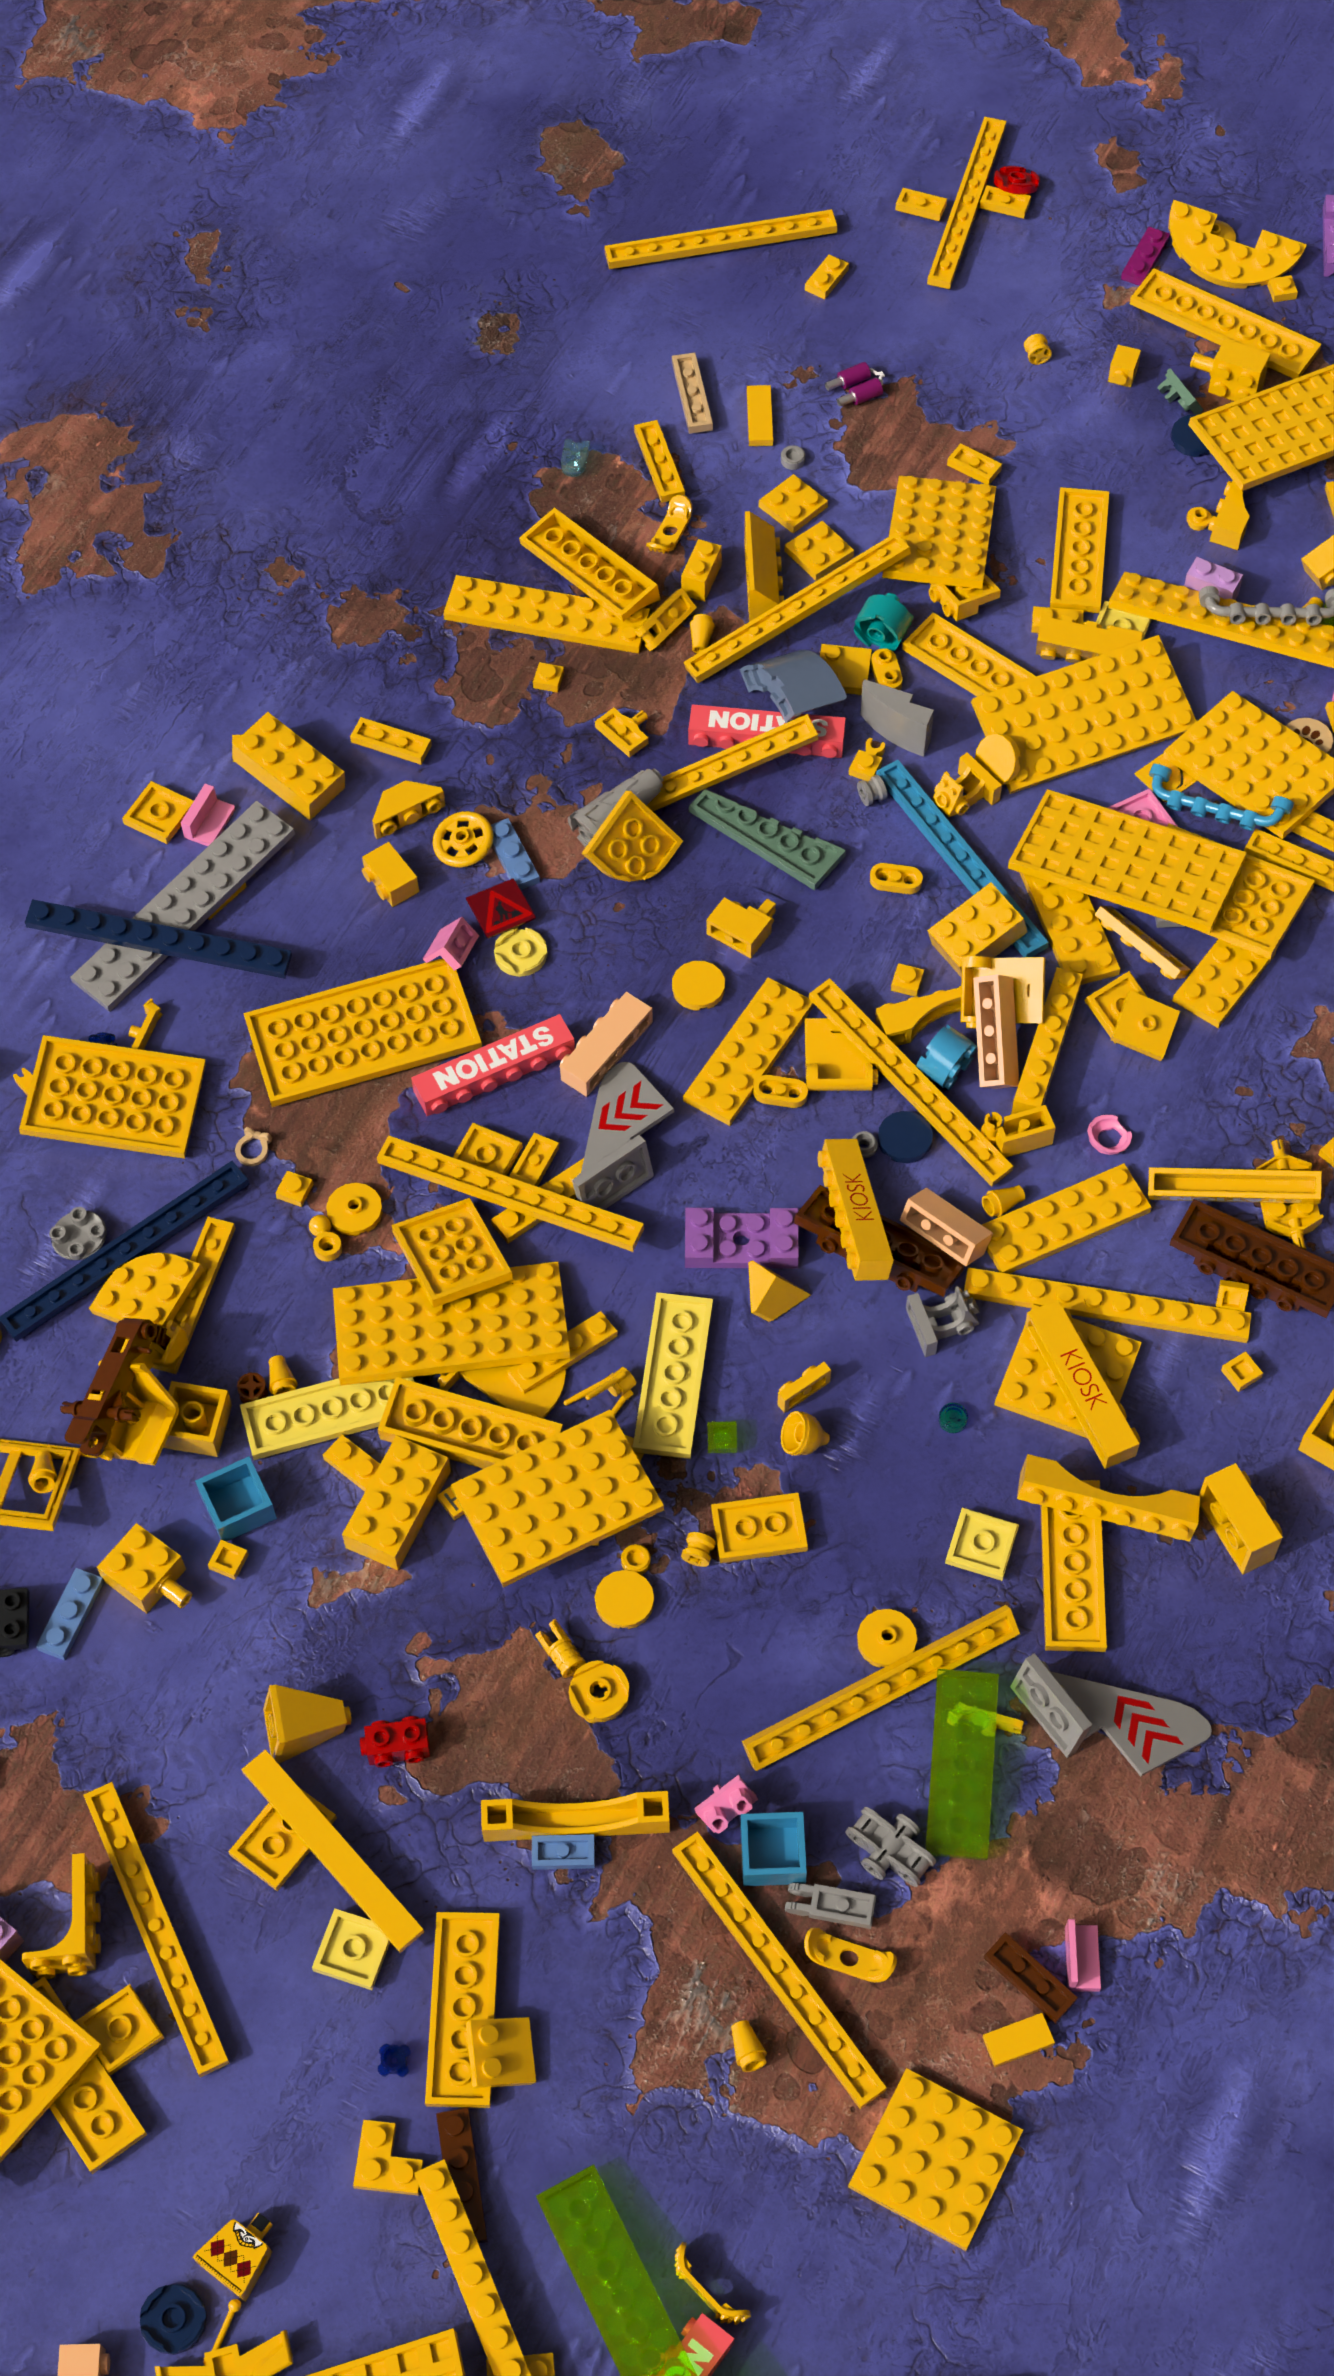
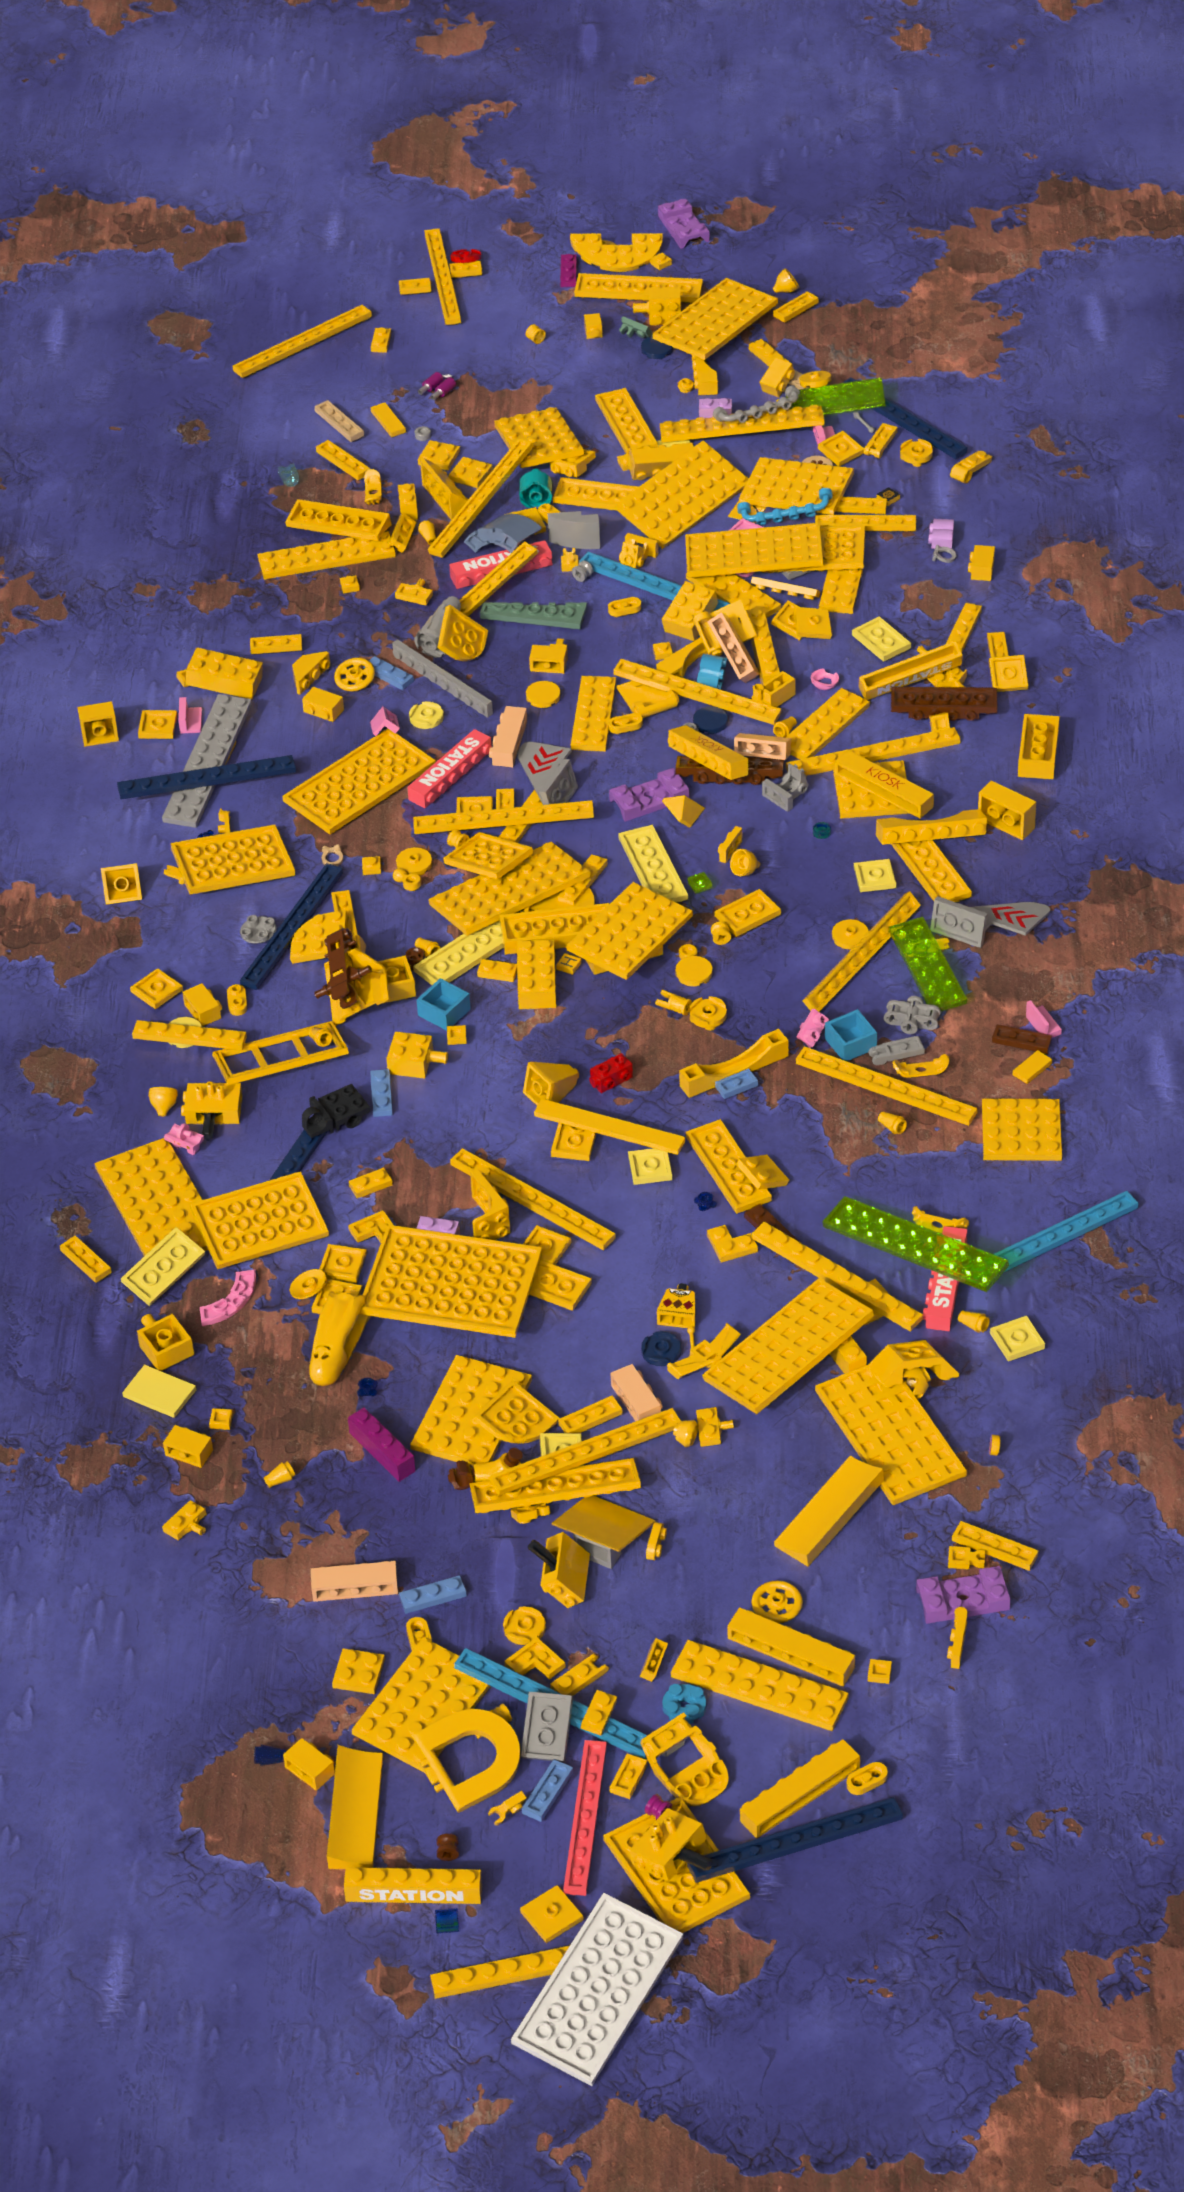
camera: 25 degrees left, 15 degrees down
(75, 782) = (98, 724): none -> yellow brick
(430, 1198) = (456, 839): none -> yellow wheel
(500, 908) = (400, 697): dark red piece -> none
(576, 907) = (442, 678): none -> light grey plate
(617, 1384) = (623, 882): yellow plant -> none
(974, 464) = (535, 401): yellow plate -> none
(999, 757) = (649, 527): yellow tile -> none
(1231, 1097) = (881, 639): none -> light yellow plate
(1242, 1371) = (966, 753): yellow plate -> none

